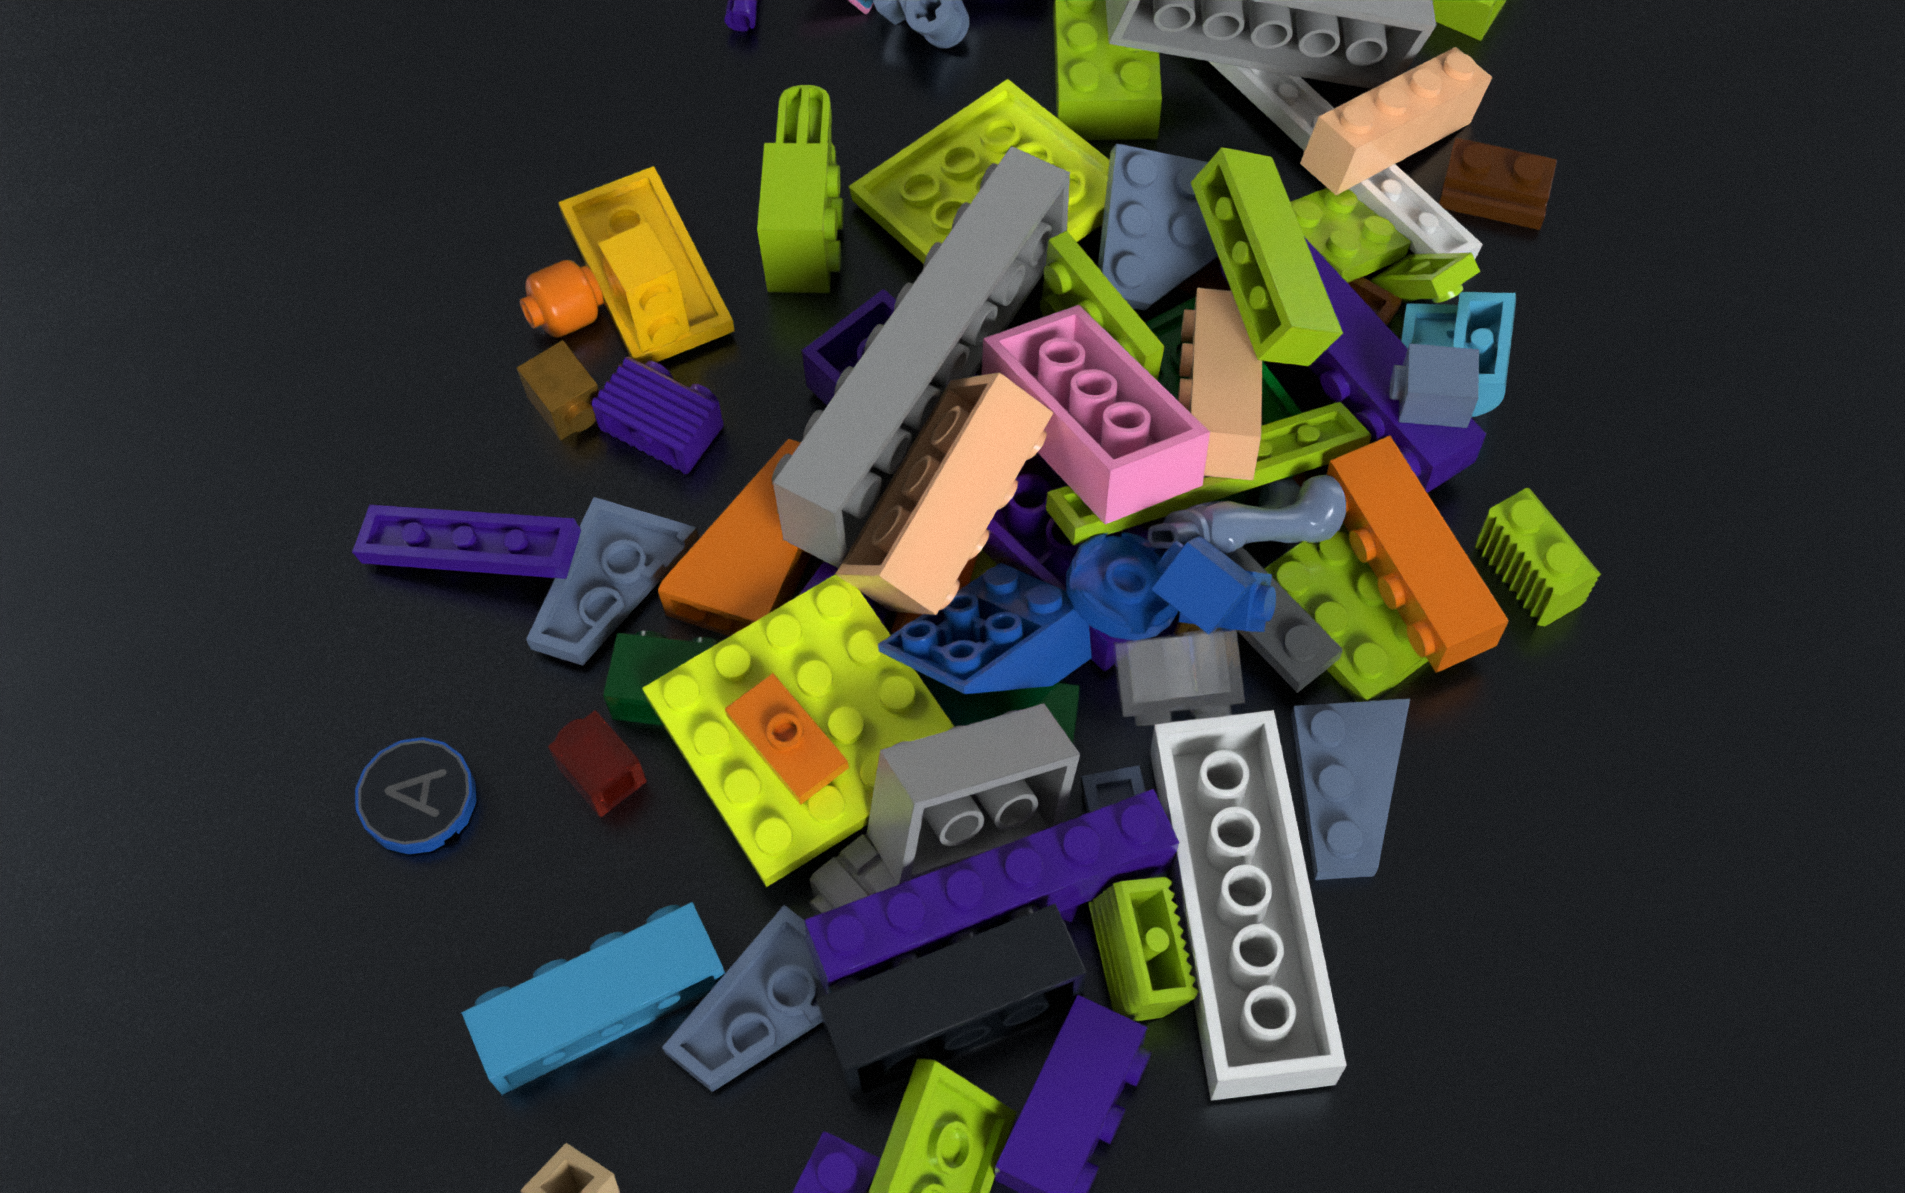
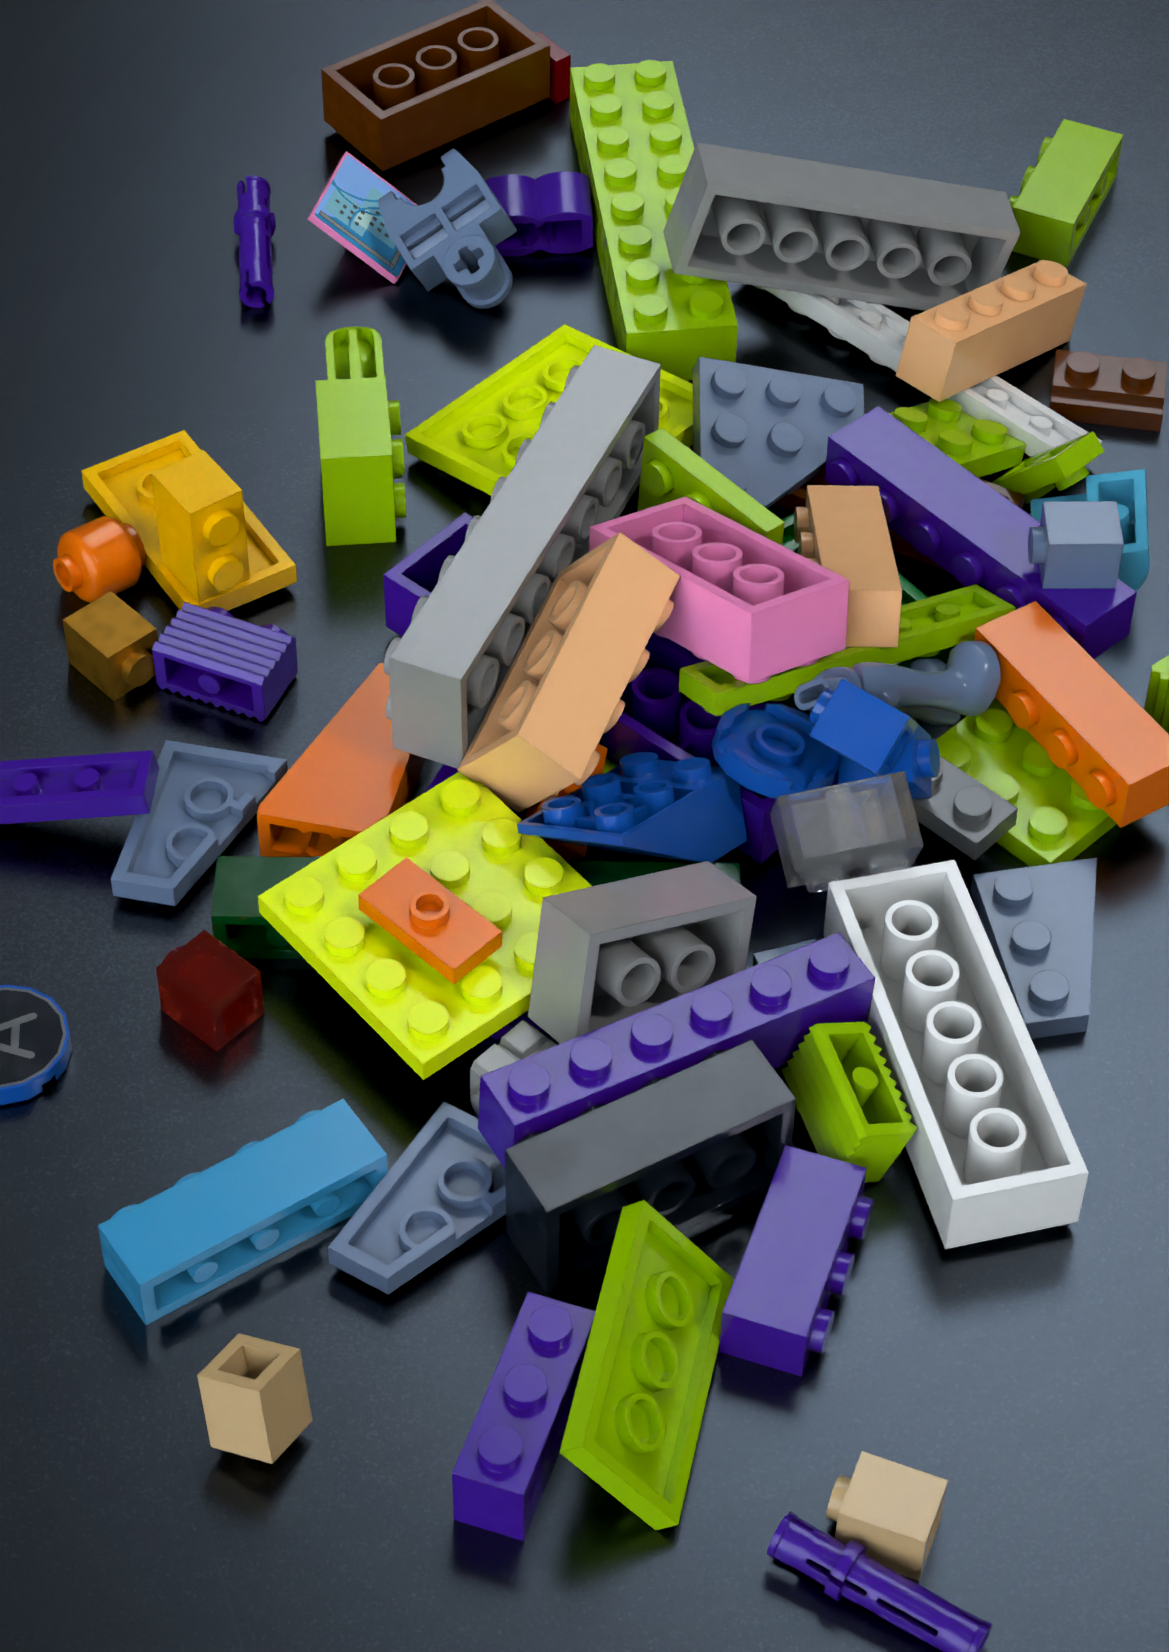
camera: 10 degrees left, 15 degrees down
(1265, 258) = (878, 442): lime brick -> none

